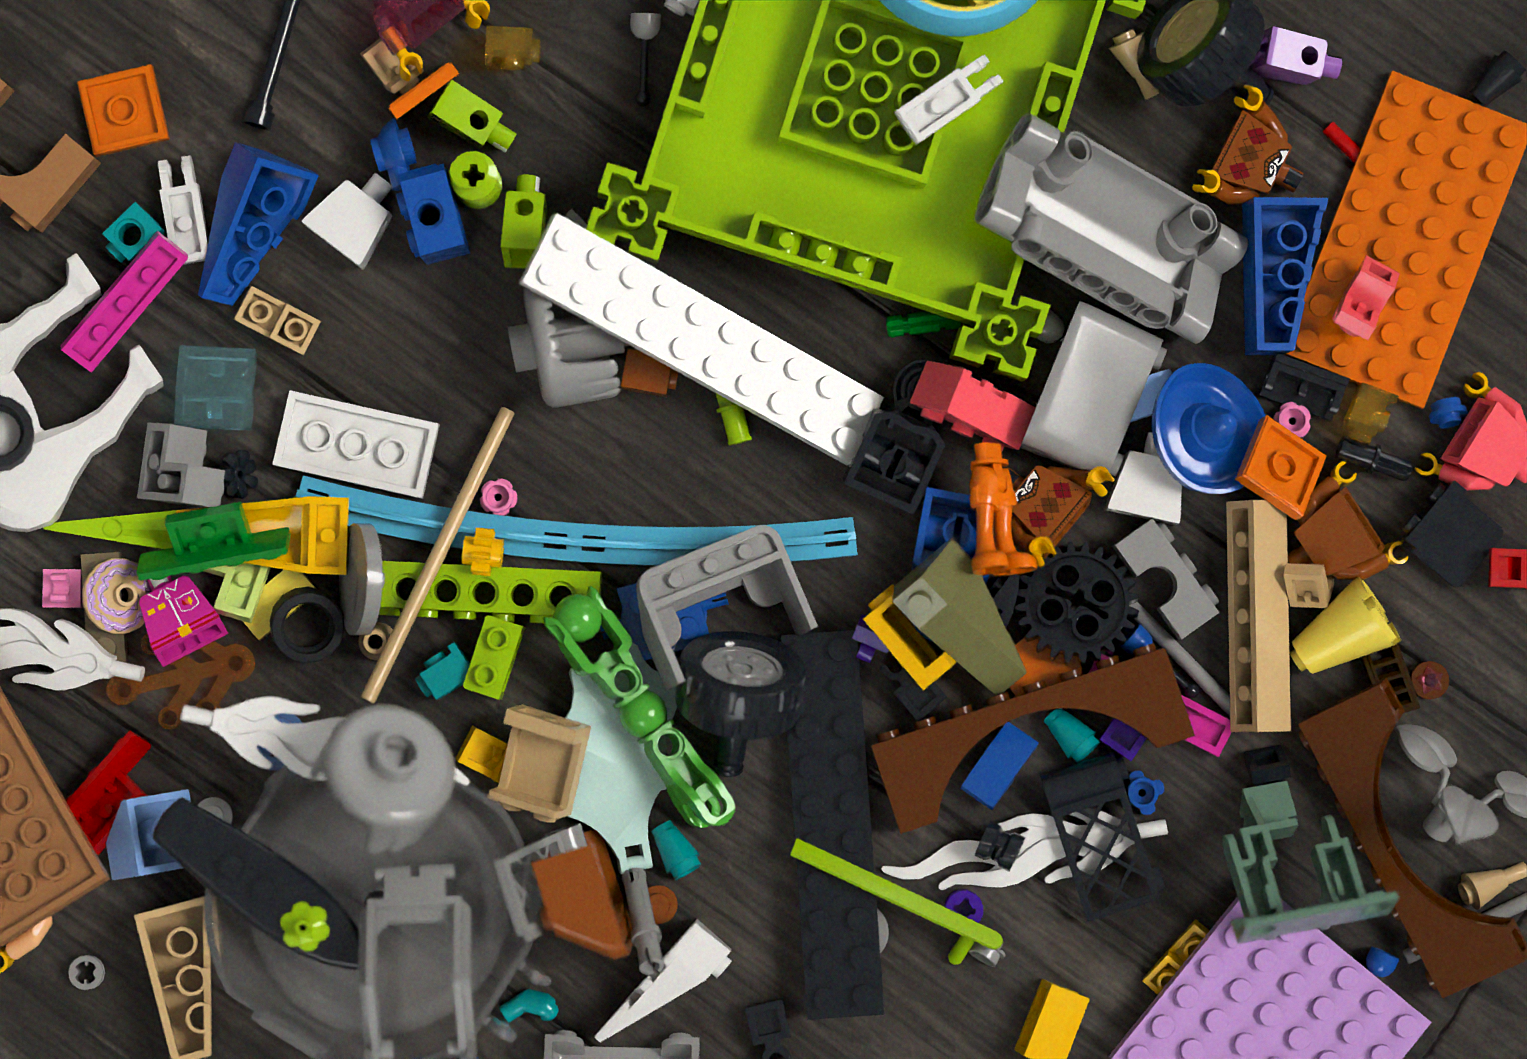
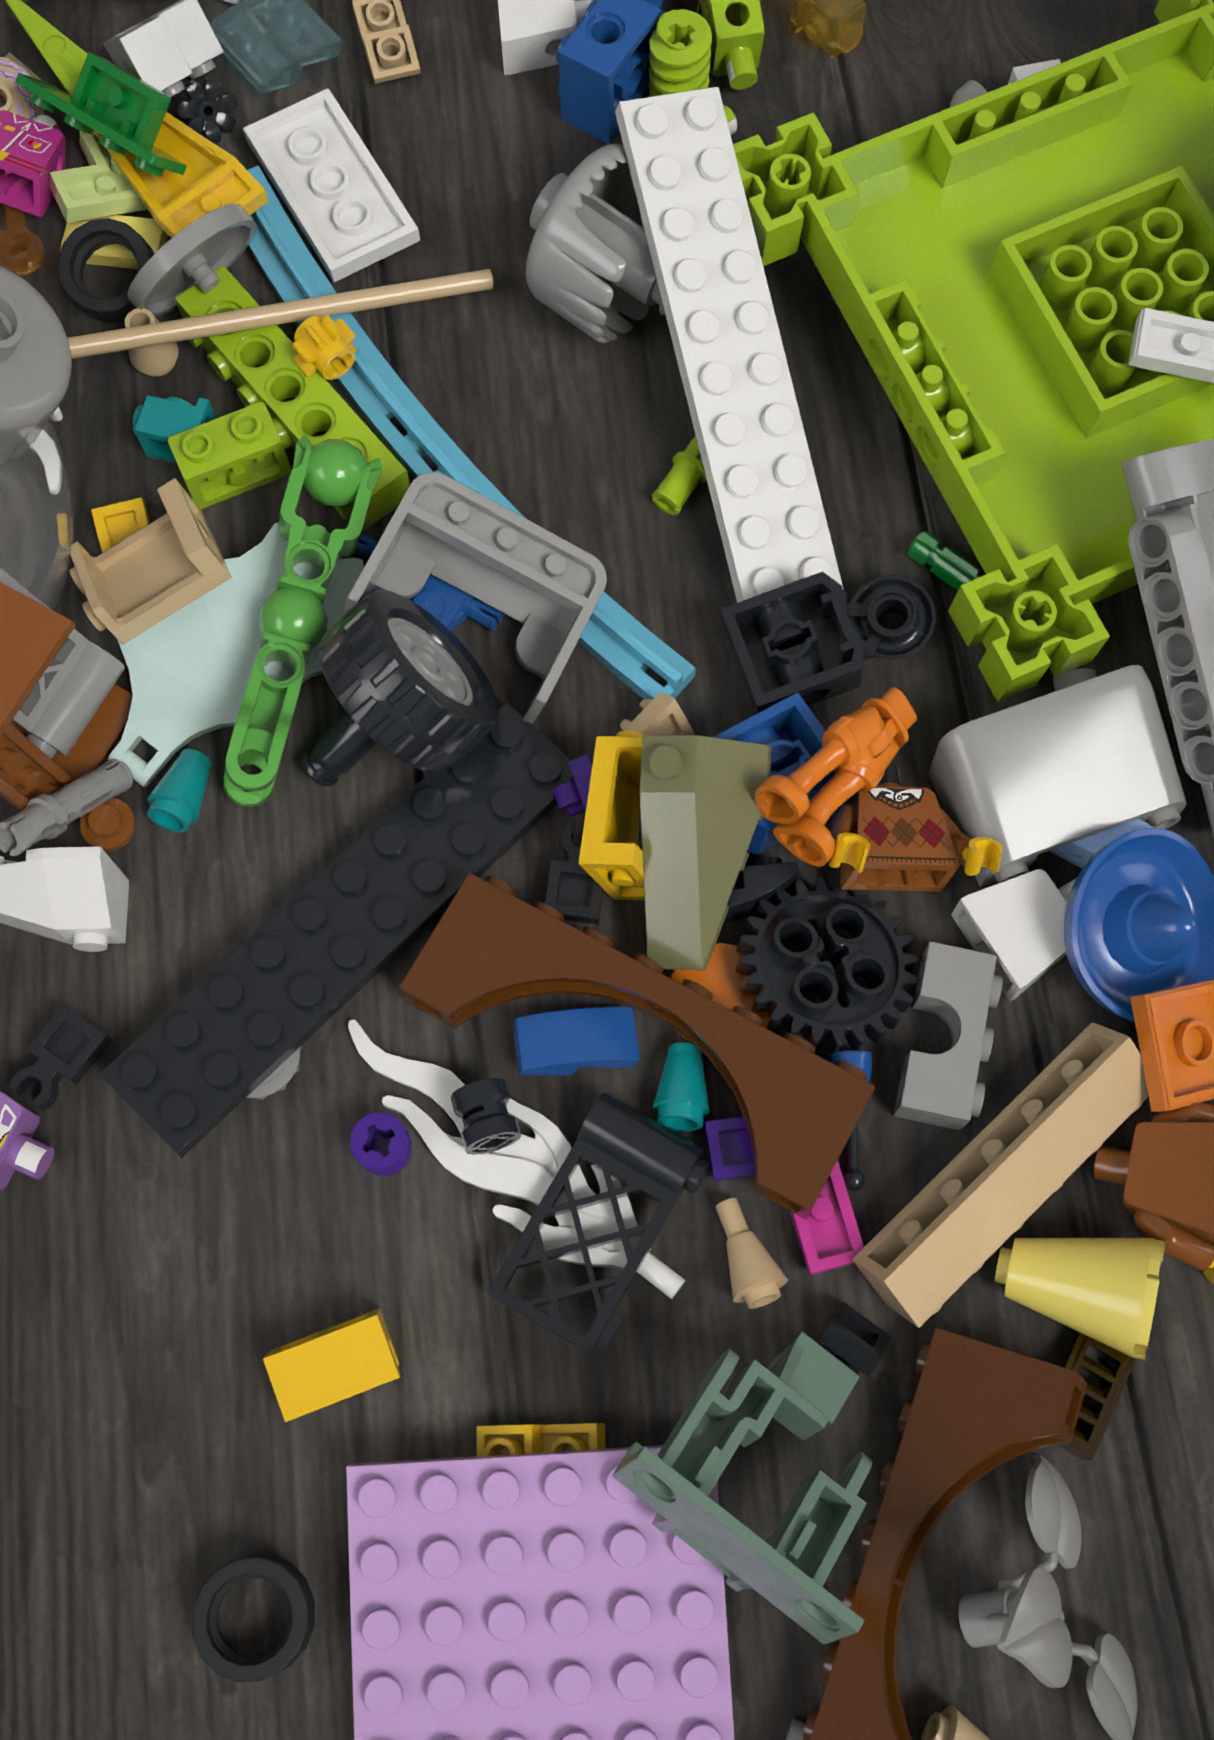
camera: 50 degrees right, 15 degrees down
(502, 487) = (395, 329): bright pink plate -> none
(647, 375) = (647, 364): dark orange brick -> none
(871, 570) = (659, 717): none -> tan tile
(967, 928) = (358, 1165): lime piece -> none
(971, 405) = (926, 658): coral wedge -> none
(986, 955) = (358, 1211): light grey plate -> none
(1152, 788) = (706, 1234): blue plate -> none
(1183, 658) = (879, 1137): light grey bar -> none
(1189, 782) = (752, 1270): none -> tan cone
(1308, 585) = (1097, 1192): tan bracket -> none
(1381, 962) = (754, 1703): blue hinge -> none
(1429, 680) = (1130, 1444): reddish brown tile -> none

